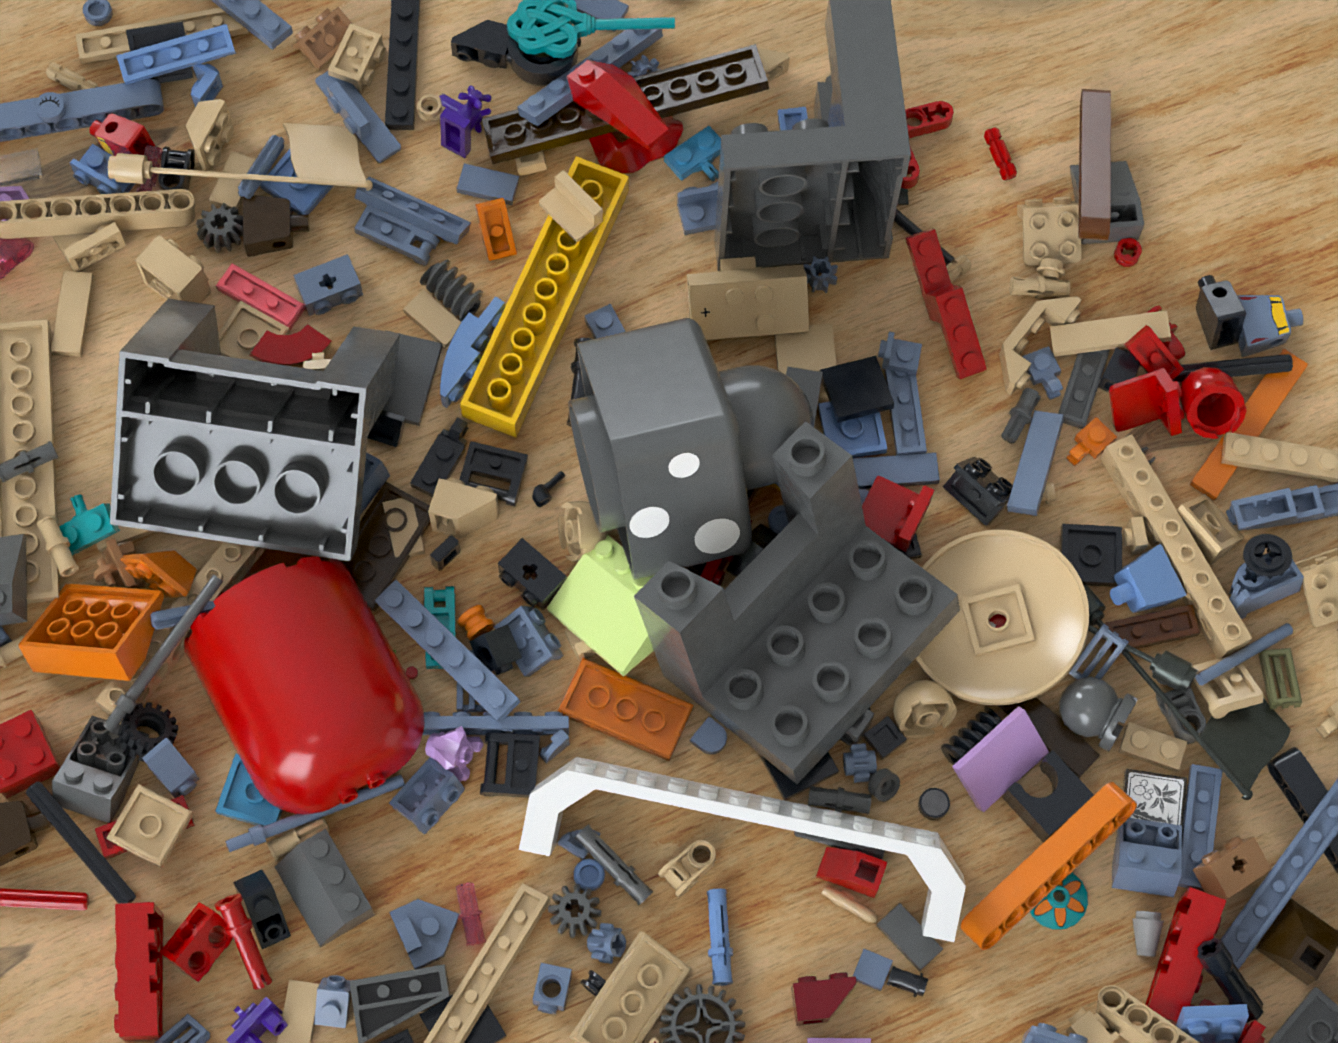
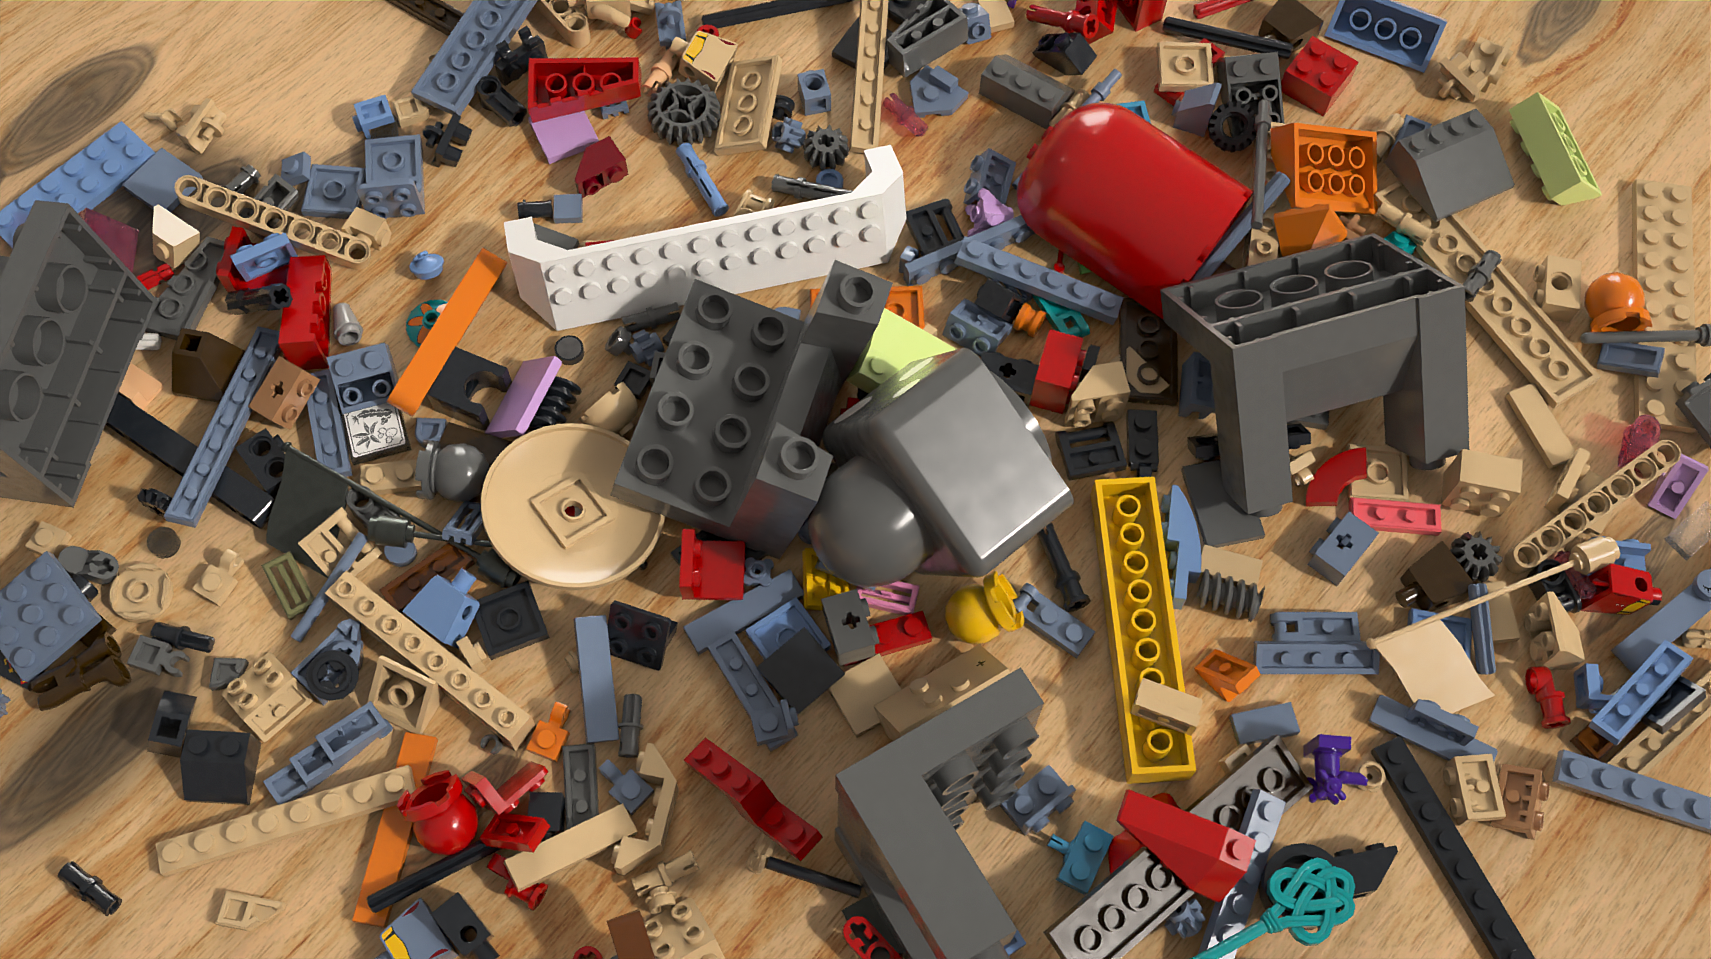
camera: 155 degrees right, 5 degrees down
(236, 60) = (1591, 743): none -> reddish brown tile
(244, 94) = (1541, 684): none -> red connector
(482, 547) = (1058, 371): none -> red brick
(1043, 963) = (426, 265): none -> medium blue hat
(1099, 775) = (429, 429): none -> sand blue tile
(1273, 805) = (266, 466): none -> black brick

